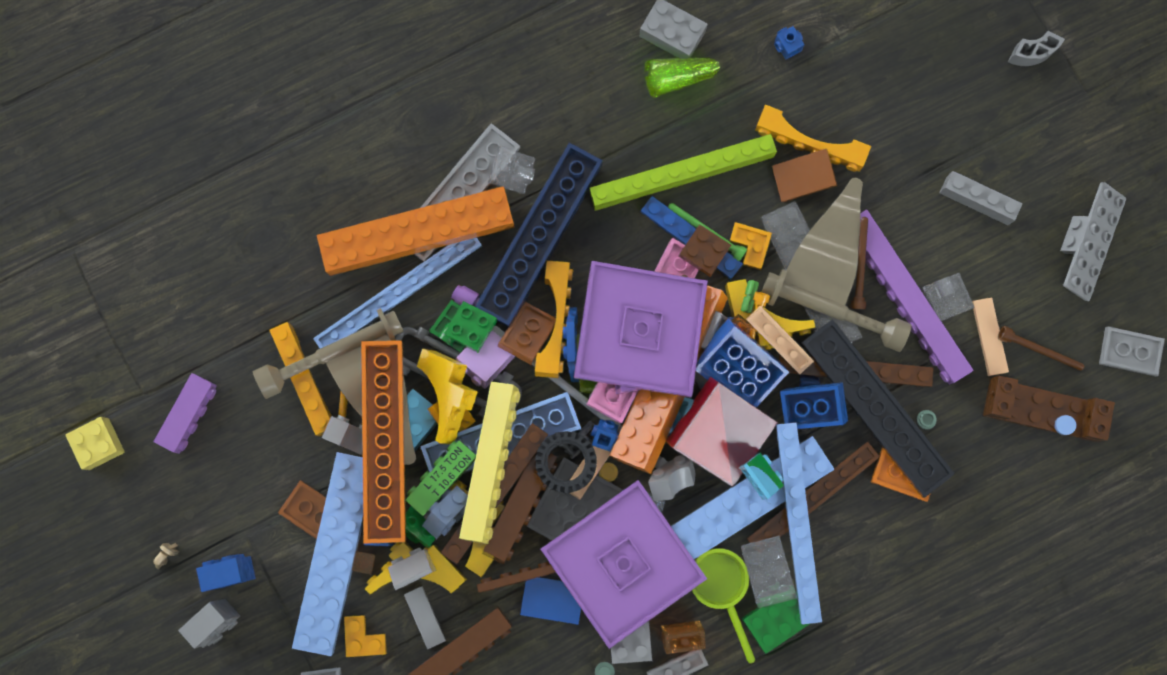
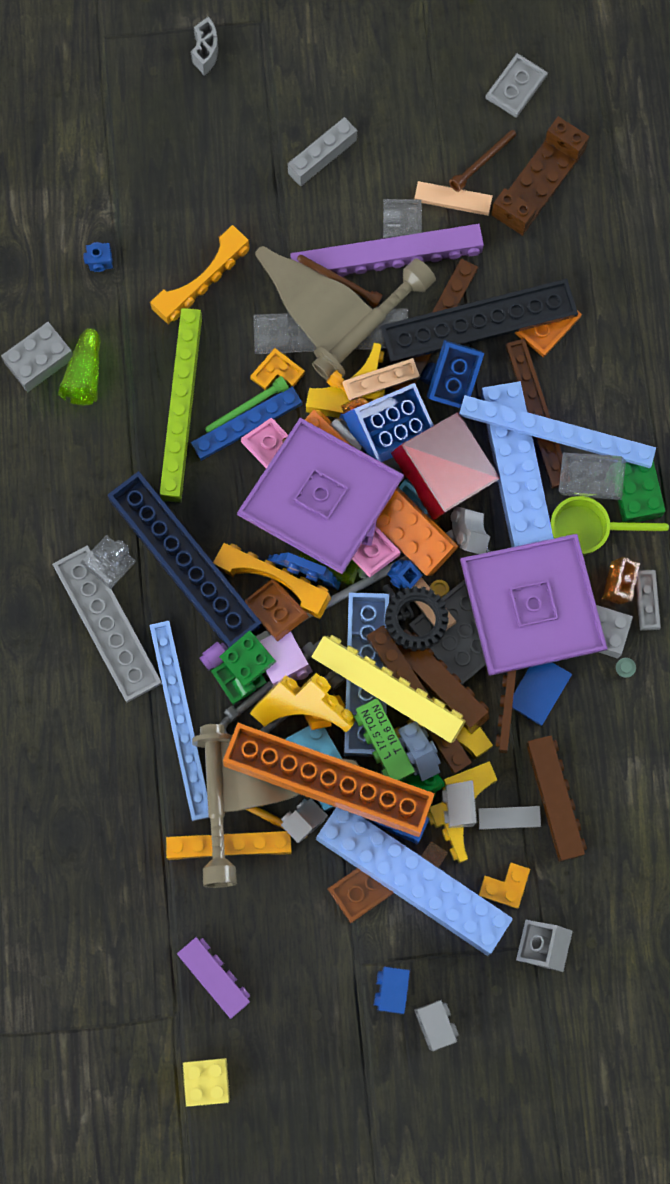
camera: 70 degrees left, 5 degrees down
(161, 558) = (349, 1054): tan piece -> none
(415, 231) = (129, 676): orange brick -> none
(704, 250) = (266, 413): reddish brown plate -> none
(748, 302) = (333, 393): bright green piece -> none
(762, 476) = (502, 445): medium azure slope -> none
(804, 175) = (233, 295): dark orange tile -> none
(926, 419) = (506, 284): sand green plate -> none
(1065, 425) = (560, 167): light blue tile -> none
(1090, 239) = (400, 76): light grey bracket -> none

